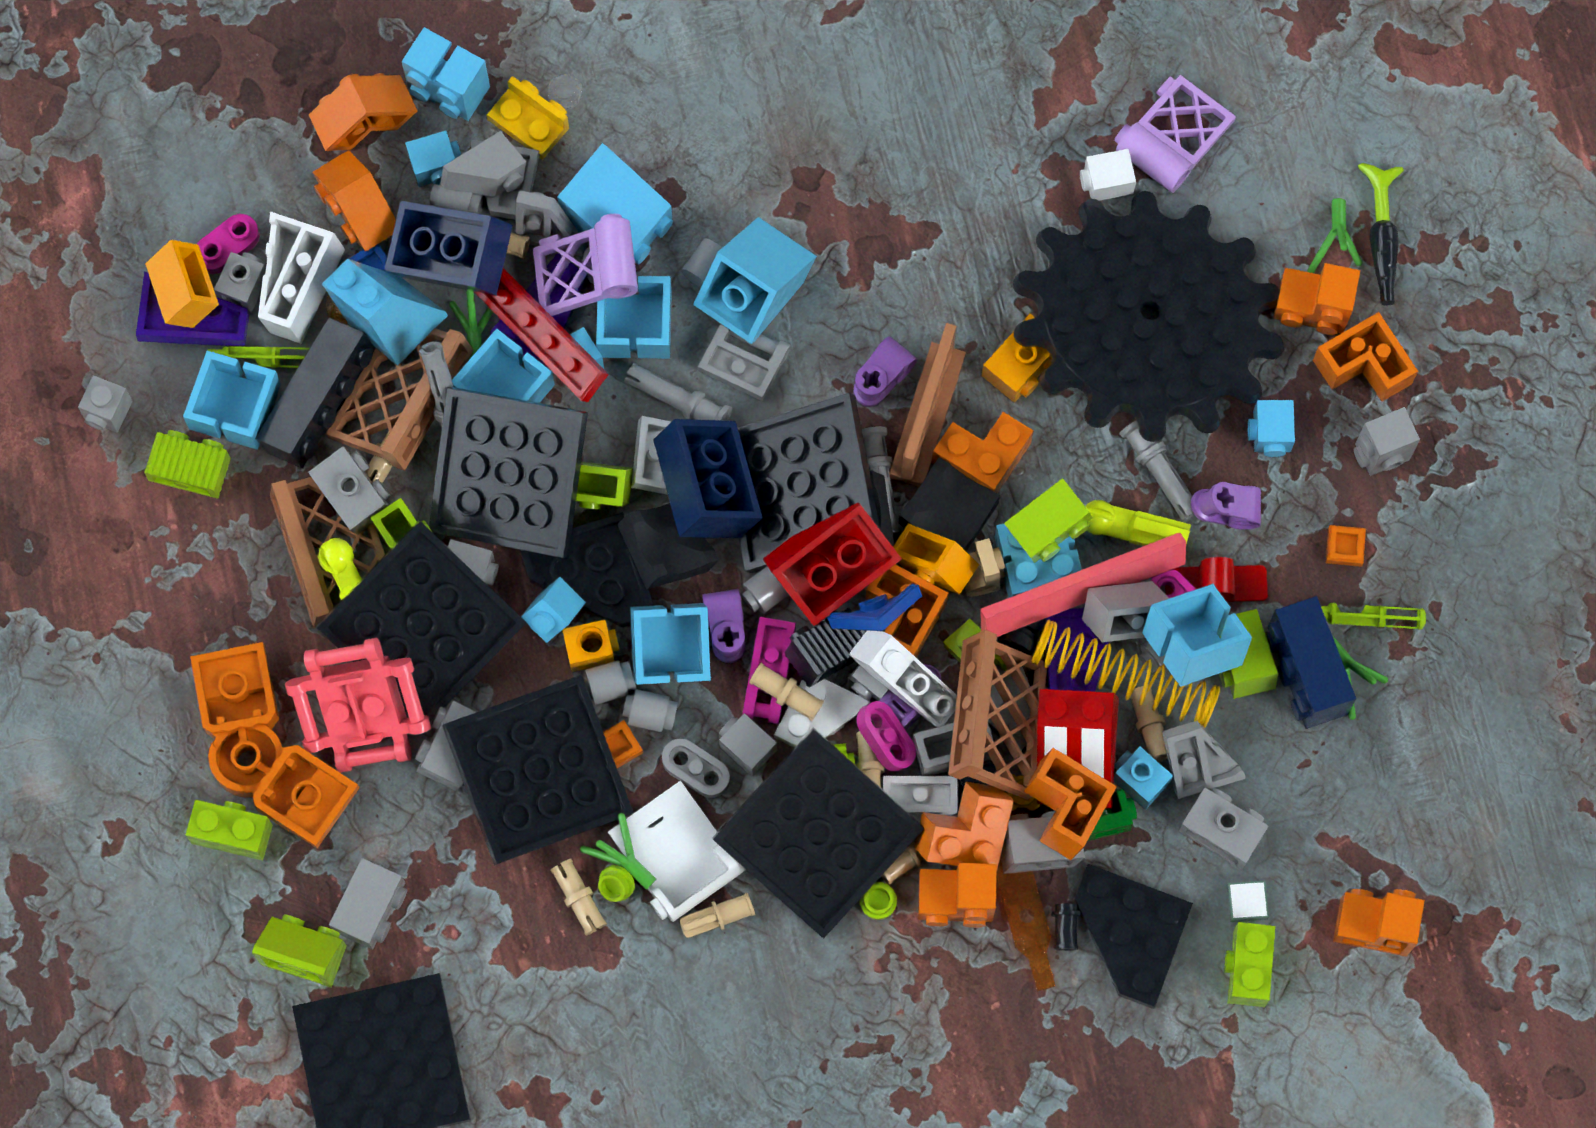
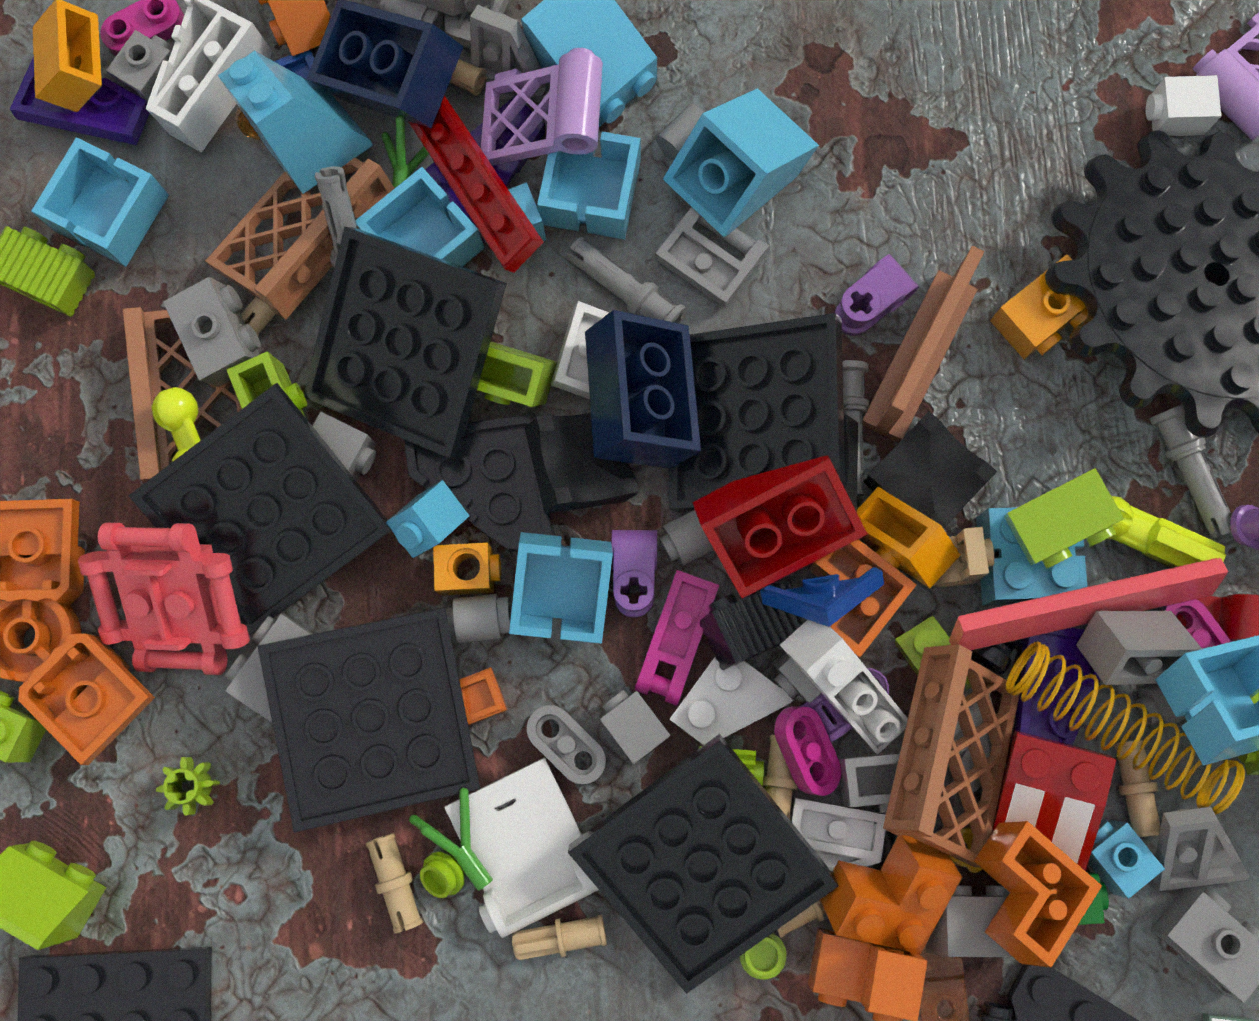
camera: 15 degrees right, 5 degrees up
(263, 355) = (160, 160): lime piece -> none
(316, 393) = (201, 210): black brick -> none
(368, 904) = (135, 847): light grey brick -> none
(409, 853) = (173, 786): none -> lime gear
(650, 711) = (523, 663): light grey brick -> none
(786, 691) = (693, 673): tan pin -> none
(986, 460) = (985, 424): orange brick -> none

